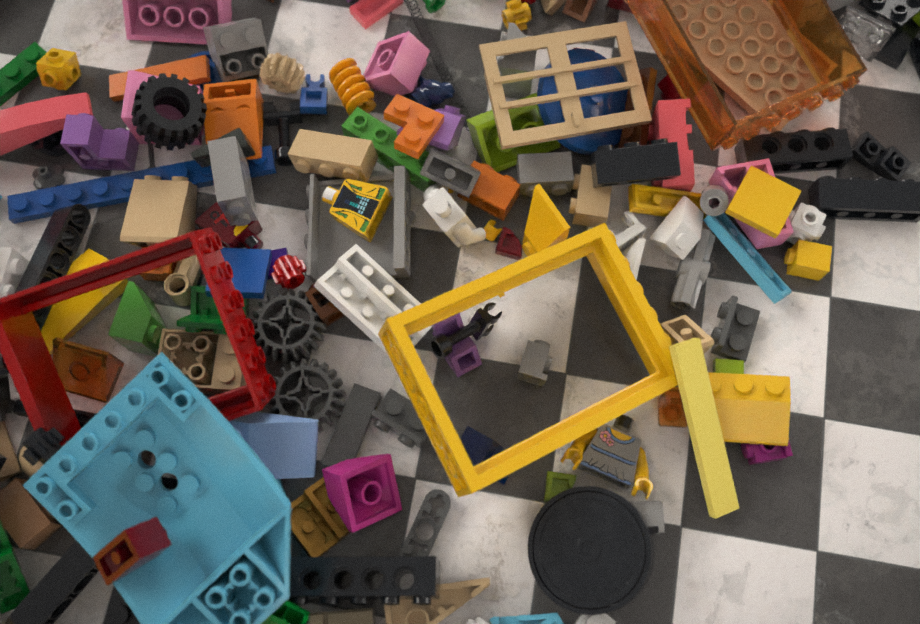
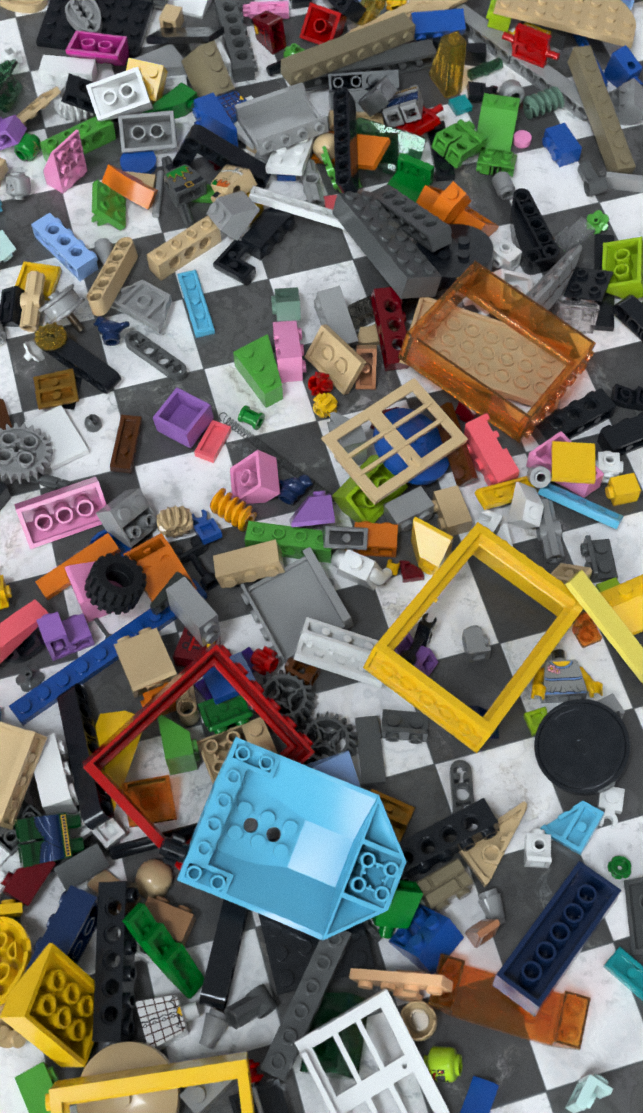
camera: 25 degrees left, 10 degrees down
(131, 550) = (278, 887): dark red slope -> none
(358, 206) = (289, 591): torso -> none
(363, 490) = (404, 784): dark pink slope -> none
(418, 125) = (304, 510): orange plate -> none
(635, 163) = (472, 474): black brick -> none

